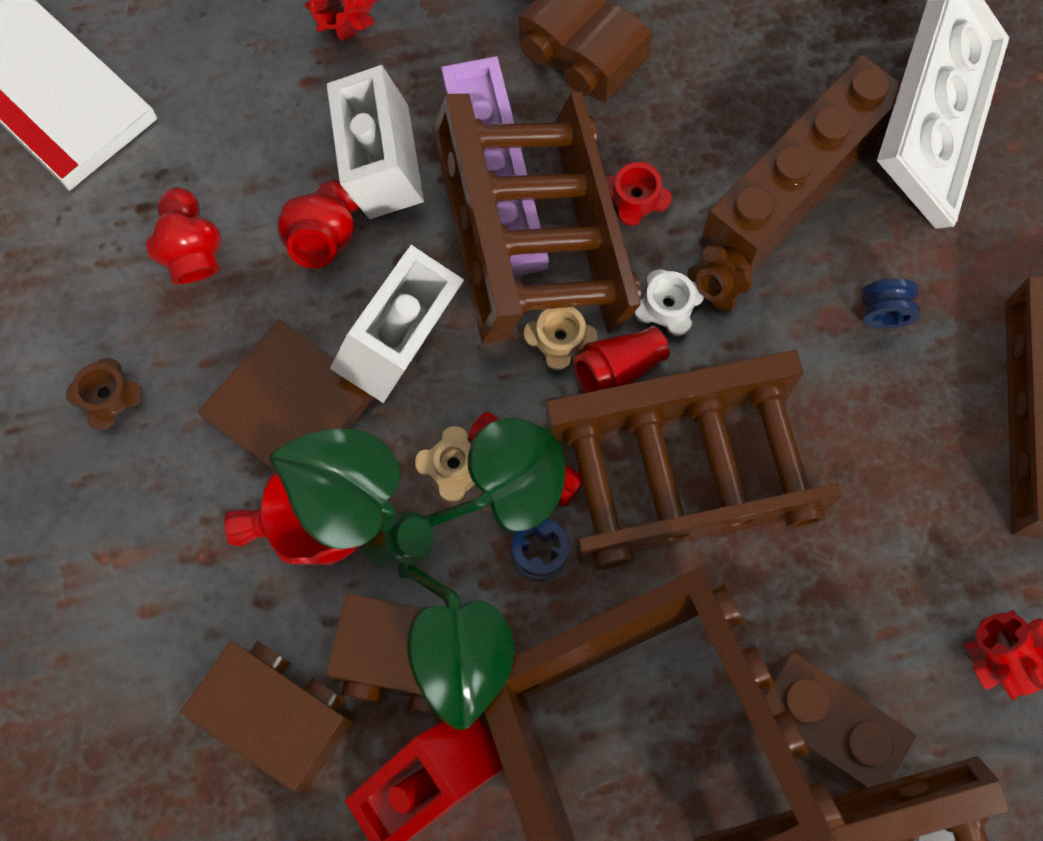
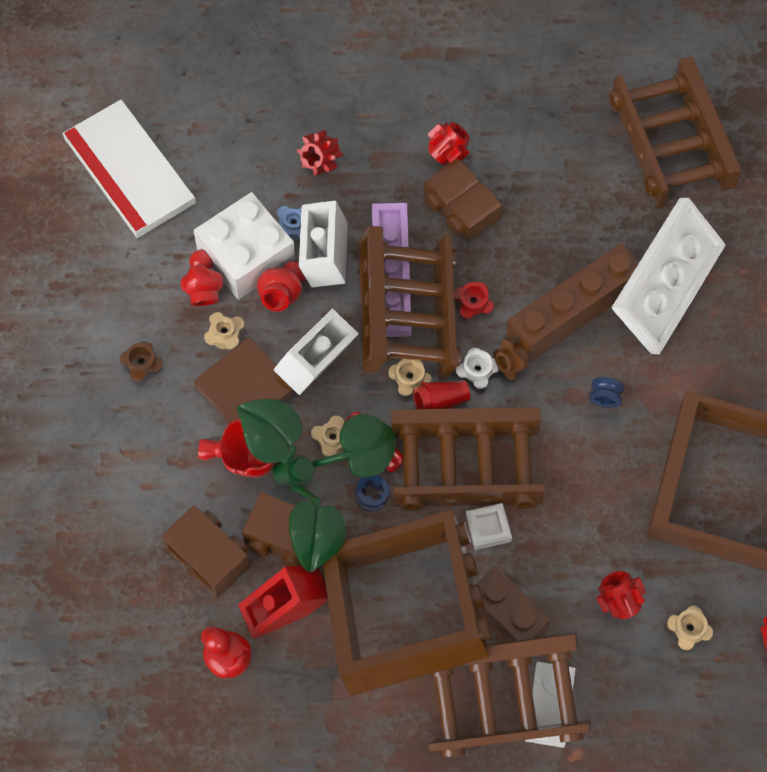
camera: 10 degrees right, 5 degrees down
(239, 333) = (224, 340): none -> tan plate
(243, 165) = (244, 244): none -> white brick
(308, 131) = (285, 216): none -> light blue plate
(750, 568) = (488, 526): none -> white tile

